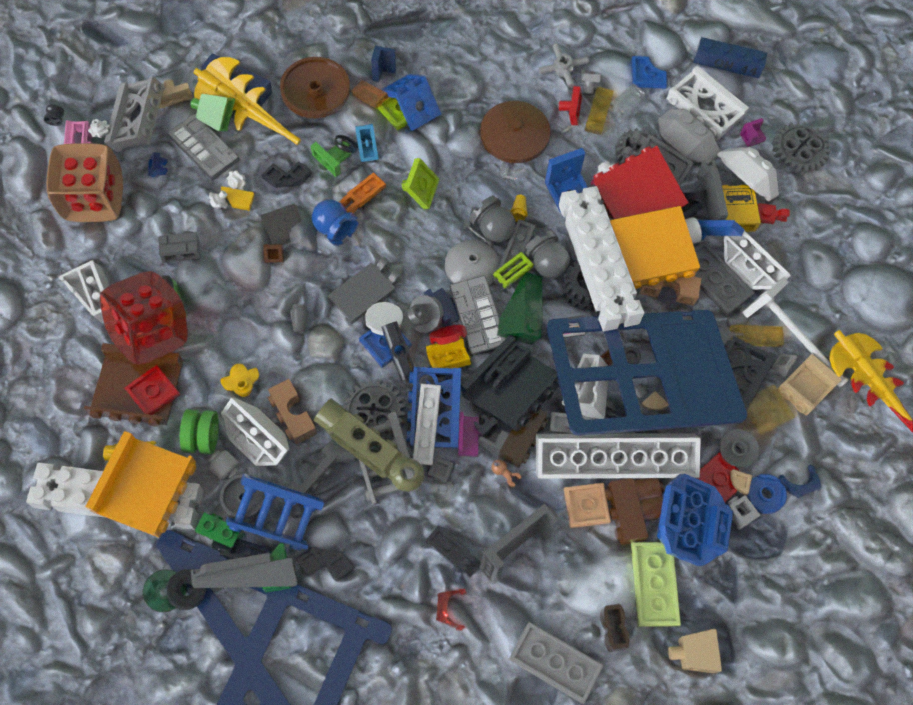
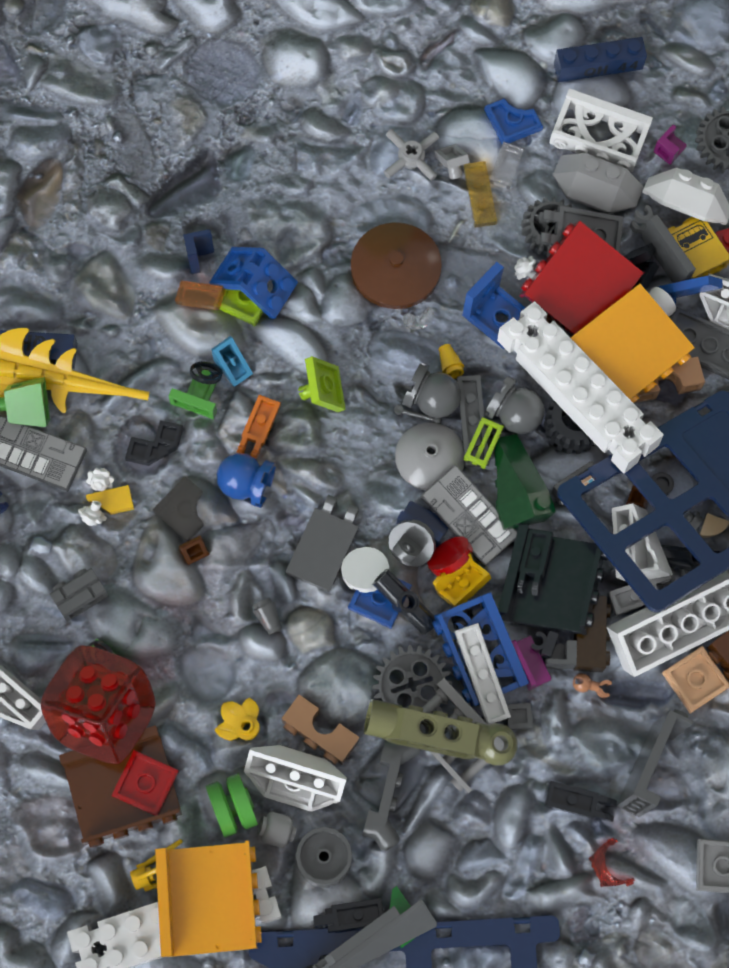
camera: 25 degrees left, 5 degrees up
(216, 529) = (315, 906): green bracket -> none
(272, 491) = (356, 835): blue fence -> none
(315, 87) = (131, 317): reddish brown dish -> none
(317, 558) = (456, 876): black tile -> none
(573, 106) = (447, 203): red tile -> none

